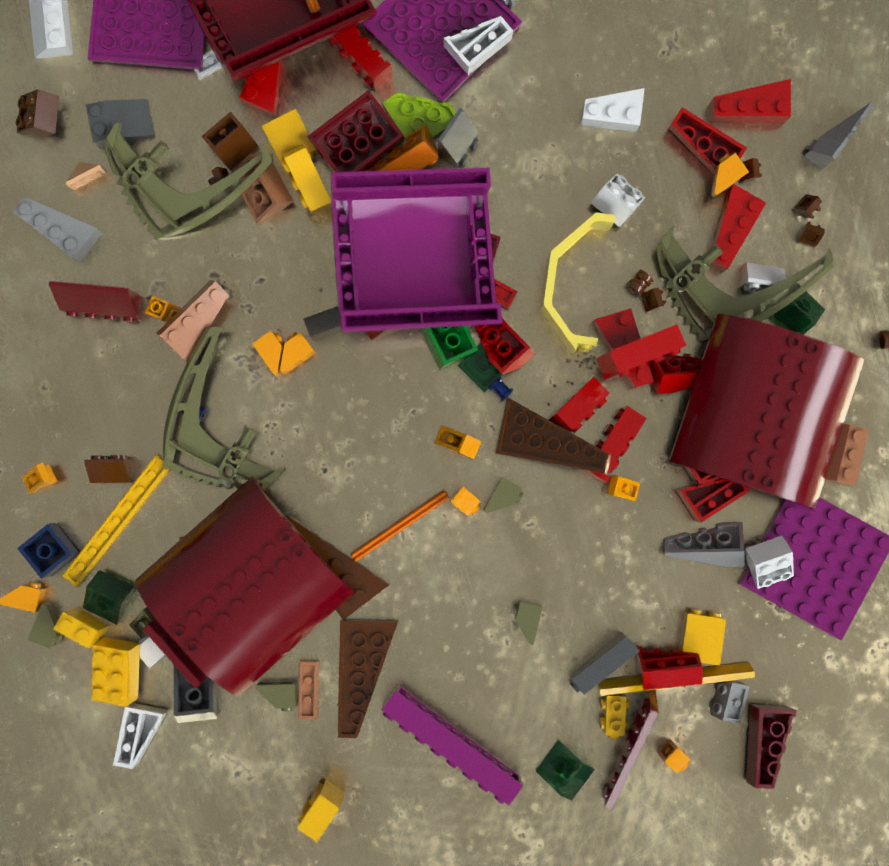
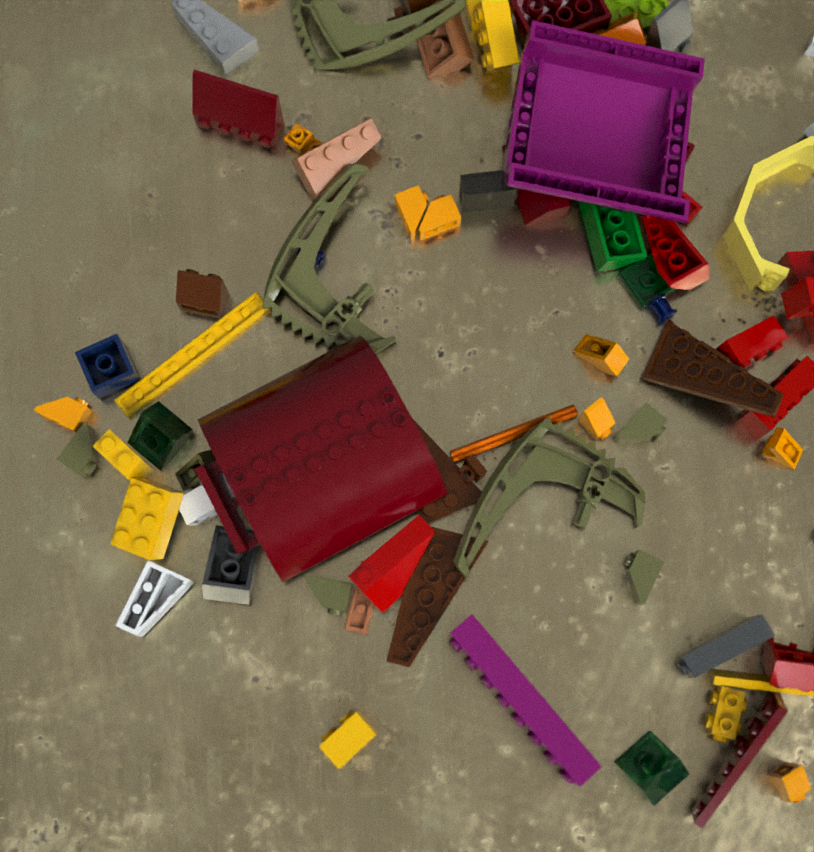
camera: 15 degrees right, 10 degrees down
(39, 478) = (118, 286): light orange slope -> none
(322, 666) = (391, 566): none -> red wedge
(373, 564) = (474, 468): none -> reddish brown tile
(432, 548) = (553, 465): none -> olive piece

